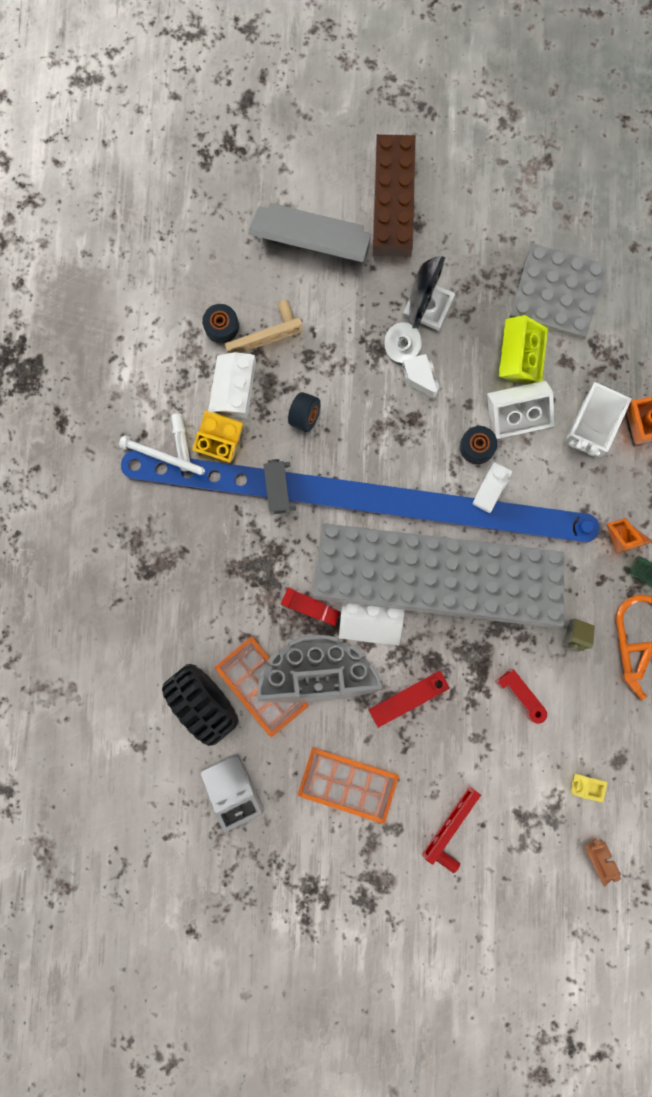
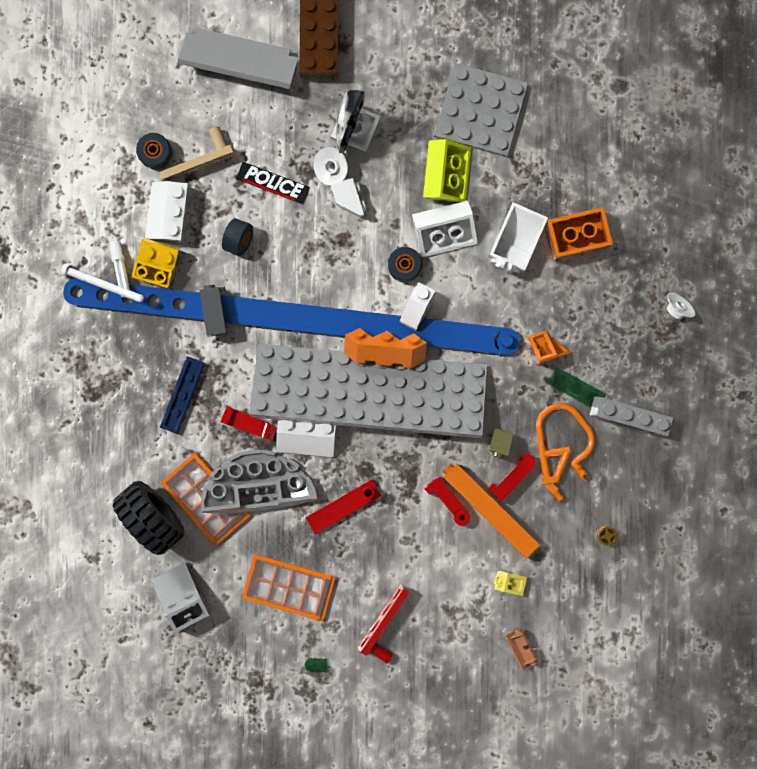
camera: 10 degrees left, 5 degrees up
(241, 575) = (182, 395): none -> dark blue tile
(341, 359) = (272, 182): none -> sticker
(376, 872) = (316, 664): none -> clear green piece
(458, 530) = (385, 348): none -> orange brick
(568, 708) = (490, 510): none -> orange brick
(593, 673) = (525, 464): none -> red leg

